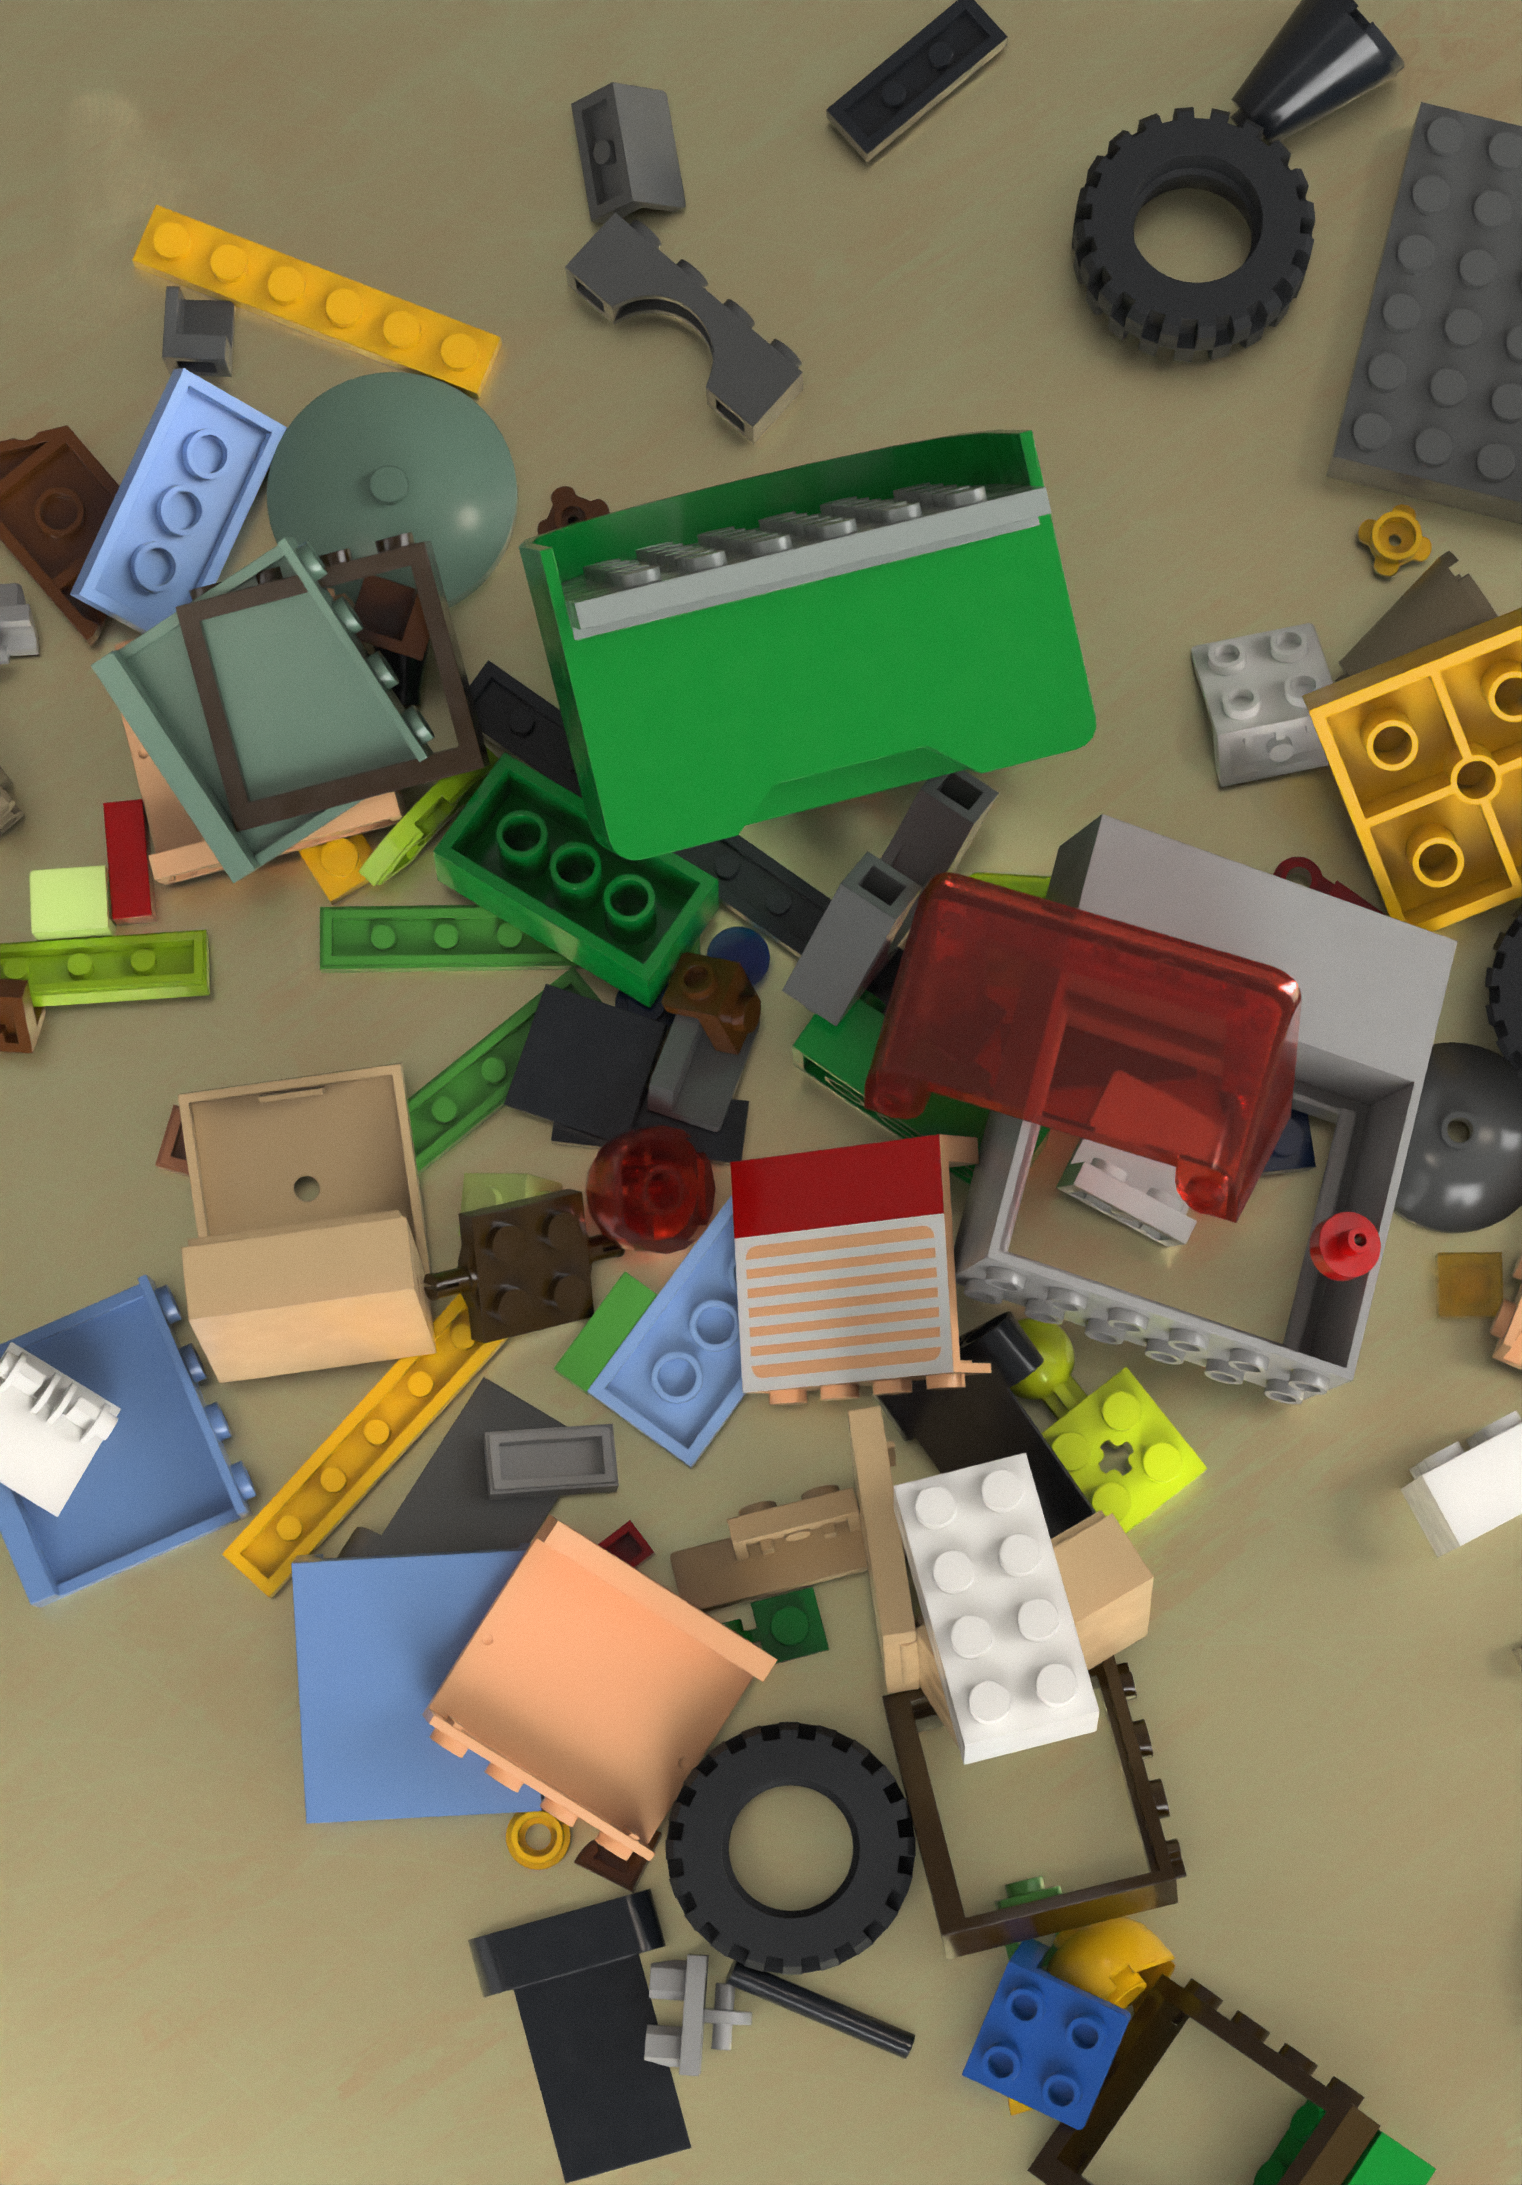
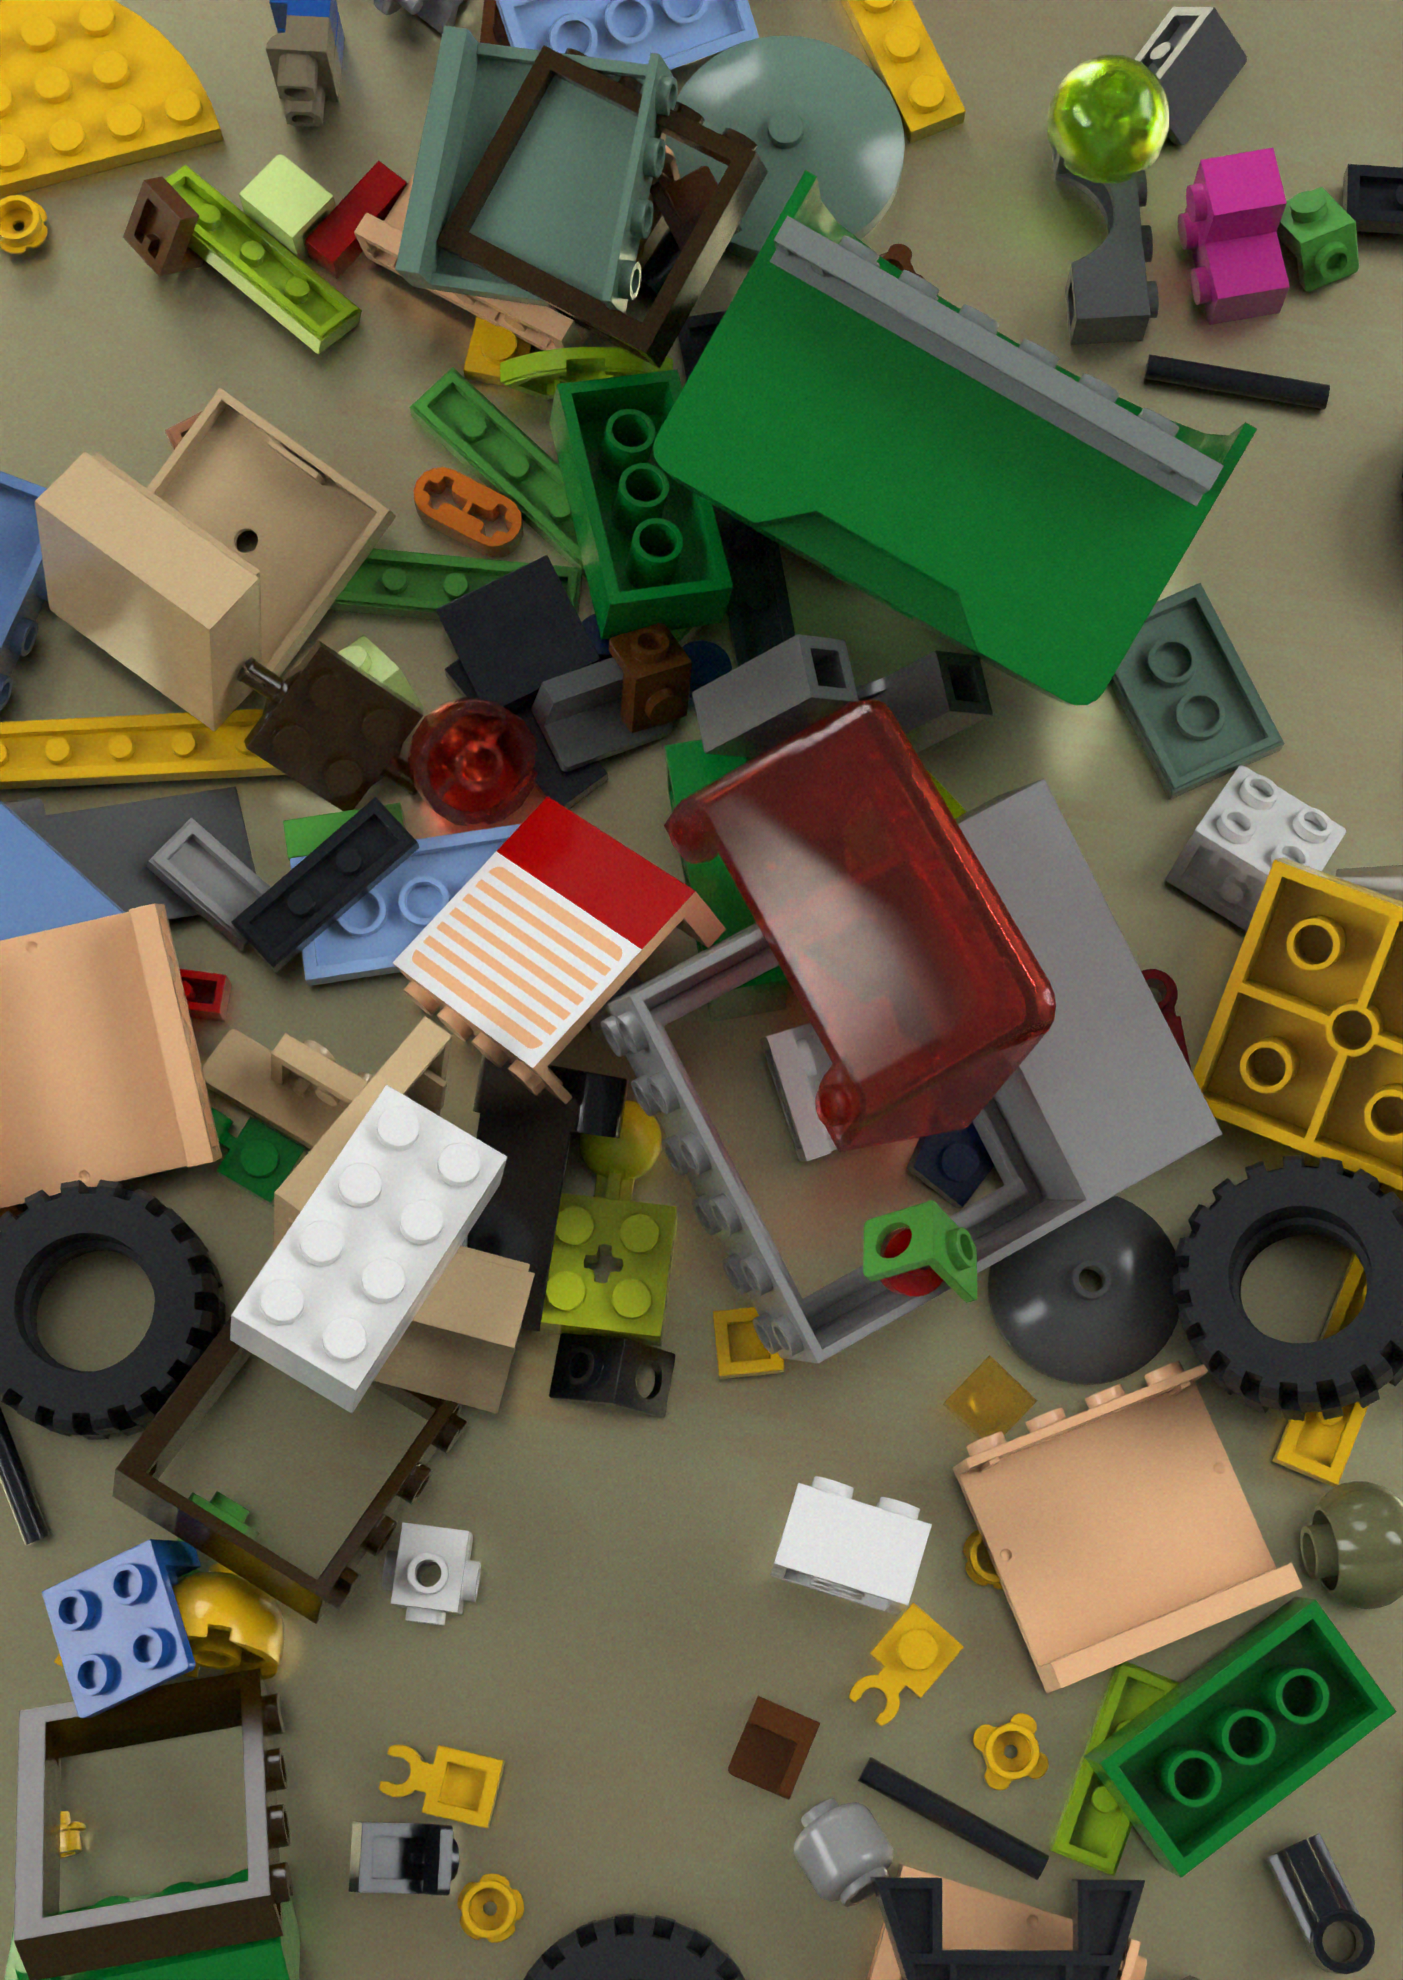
camera: 40 degrees right, 5 degrees down
(440, 990) = (462, 524): none -> orange beam
(627, 250) = (1108, 118): none -> clear neon green cylinder
(636, 1384) = (325, 884): none -> black tile
(803, 252) = (1234, 236): none -> dark pink brick
(855, 186) = (1320, 238): none -> bright green bracket
(905, 356) = (1237, 381): none -> black bar
(1131, 634) = (1192, 696): none -> sand green tile
(1187, 1782) = (419, 1549): none -> white brick
(1189, 1529) = (606, 1372): none -> black bracket
(1260, 1418) = (739, 1347): none -> yellow plate
(1356, 1219) = (934, 1242): none -> bright green bracket
(1372, 1914) = (456, 1785): none -> yellow plate
(1389, 2000) = (402, 1858): none -> bracket
(1496, 1979) = (474, 1919): none -> yellow plate

